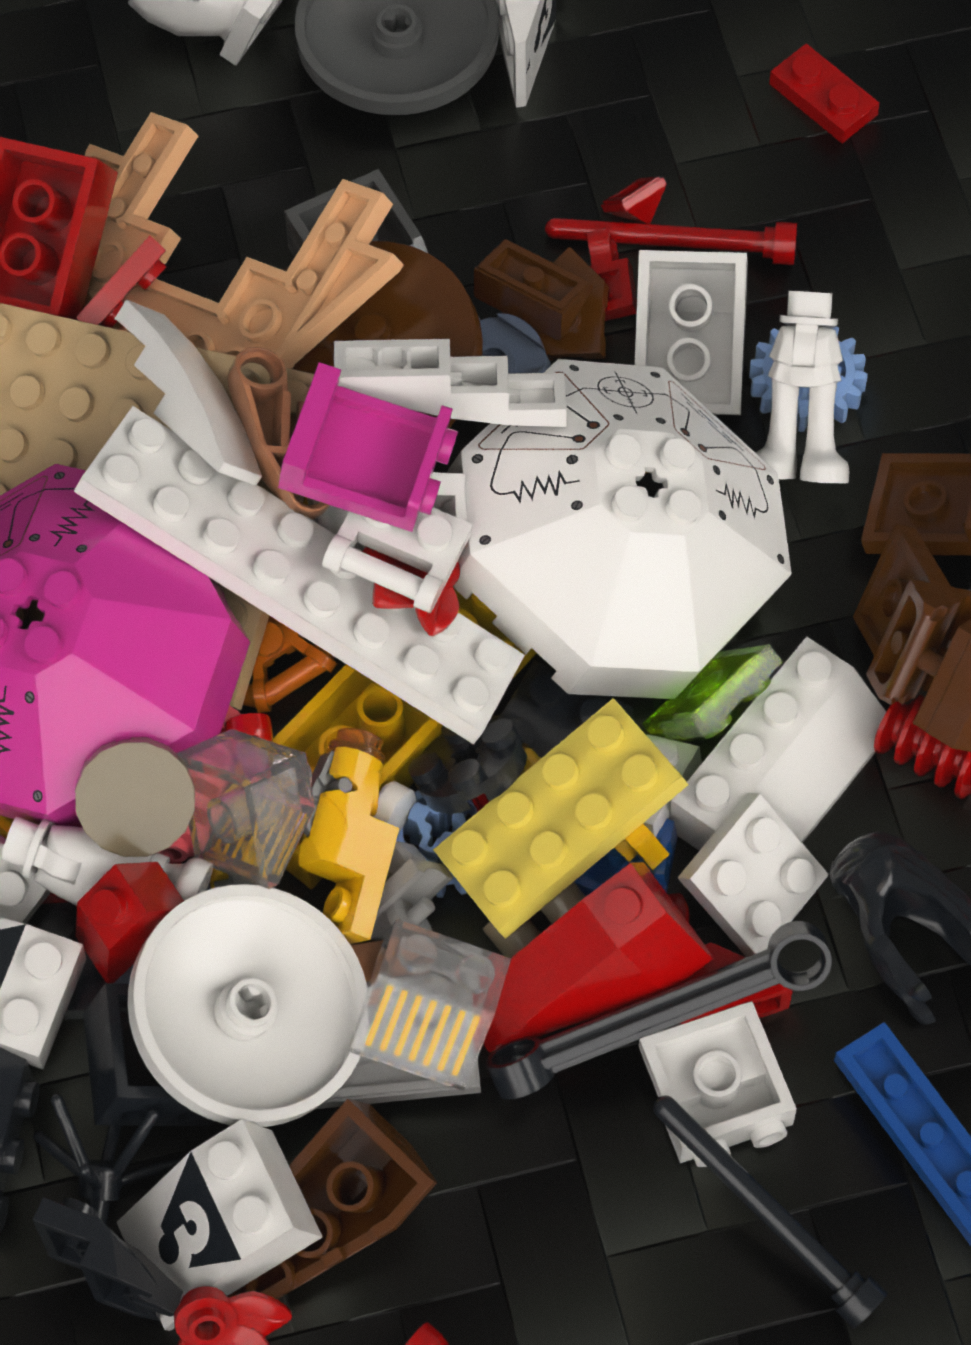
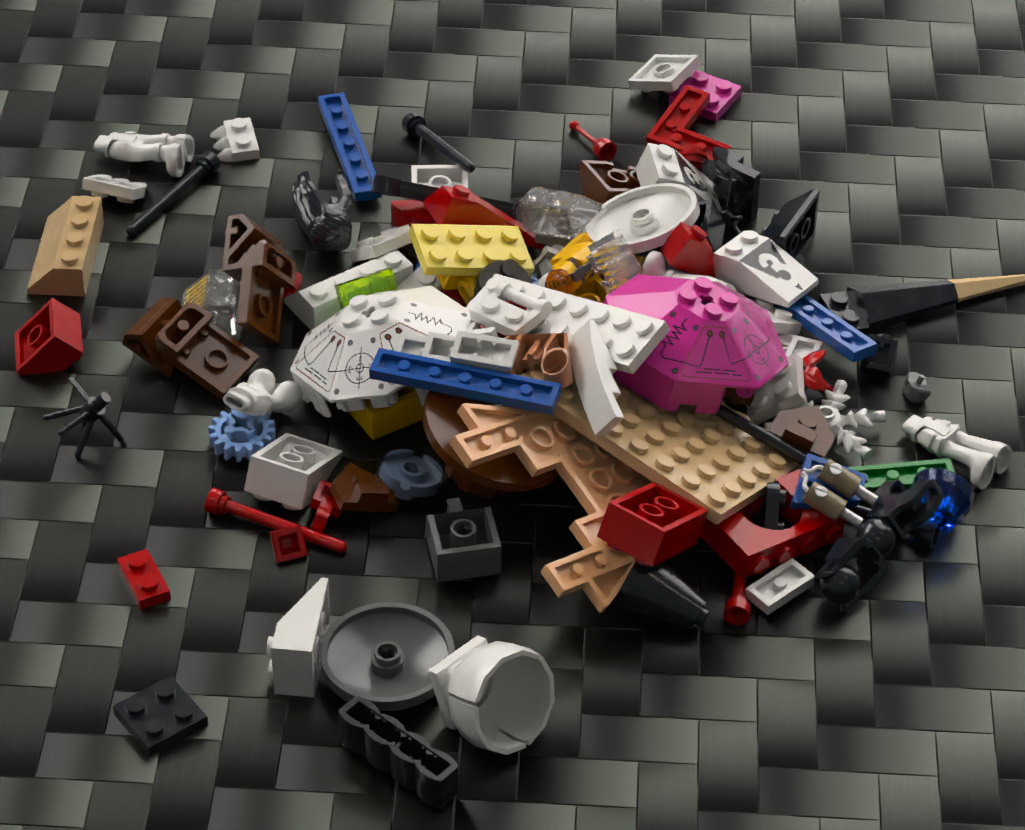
camera: 165 degrees left, 20 degrees down
(135, 797) = (675, 271): dark tan tile -> none
(139, 269) = (600, 491): red plate -> none
(365, 453) = (514, 318): dark pink panel -> none
(474, 328) = (465, 381): none -> blue plate
(530, 288) = (376, 480): reddish brown slope -> none

